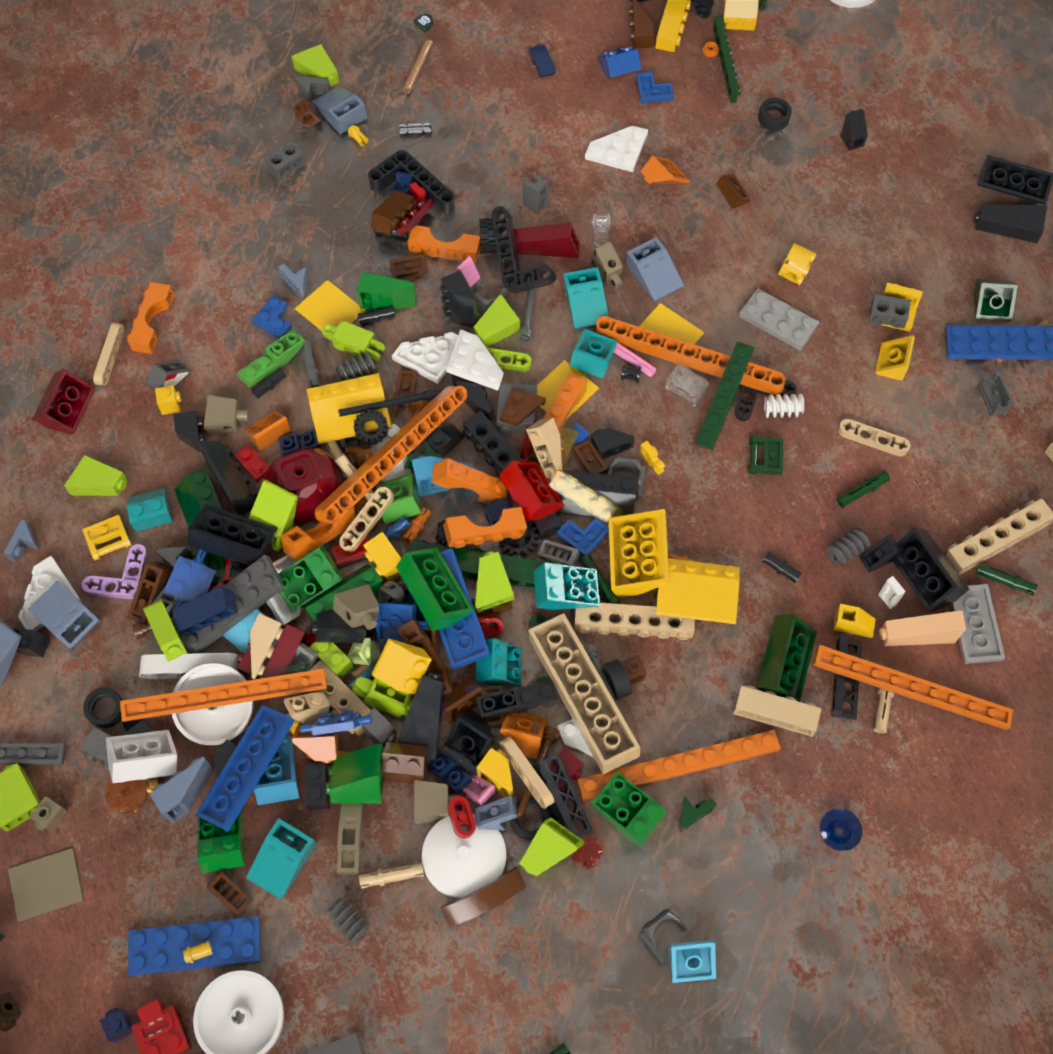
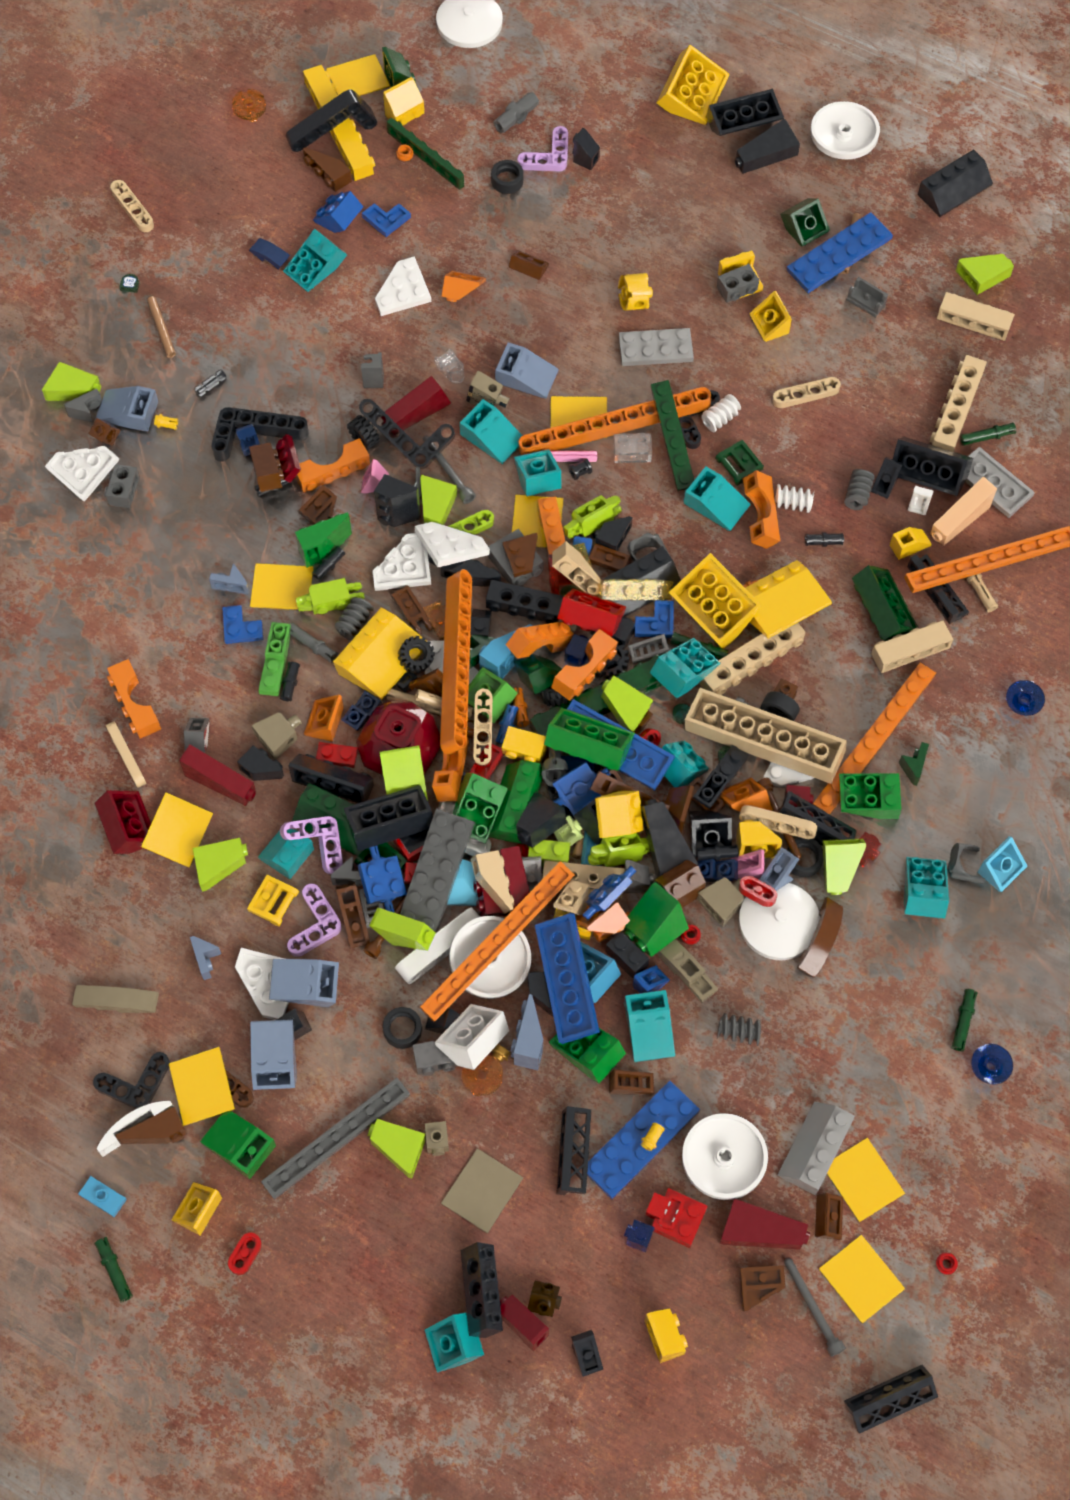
camera: 40 degrees left, 0 degrees up
(91, 433) = (177, 829): none -> yellow piece
(127, 907) = (565, 1151): none -> black fence
(150, 414) = (216, 776): none -> dark red slope
(168, 399) = (219, 751): yellow brick -> none
(179, 515) = (323, 834): none -> lavender beam
(204, 610) = (423, 888): dark blue brick -> none
(268, 130) = (82, 468): none -> white plate
(297, 668) = (537, 878): clear green tile -> none
(316, 822) = (650, 980): none -> blue slope
(357, 607) = (543, 796): dark tan torso -> none
(376, 810) = (697, 935): none -> red plate
(391, 875) = (735, 981): tan pin -> none
(417, 192) = (267, 436): red plate -> none
(427, 395) = (435, 599): black bar -> none
(449, 504) = (536, 672): none -> dark green slope
(570, 86) = (314, 261): none -> teal slope
(605, 415) = (592, 516): none -> lime hinge
(608, 926) = (926, 887): none -> teal slope
(650, 455) = (654, 523): yellow plate -> none
(718, 471) = (716, 499): none -> teal slope
(760, 489) = (760, 491): none -> orange arch
(784, 516) = (794, 498): none -> white piece
(821, 127) = (551, 158): none -> lavender beam
(825, 70) = (516, 112): none -> dark grey piece
(869, 485) = (827, 453): dark green pin -> none
(992, 133) = (692, 86): none -> yellow slope

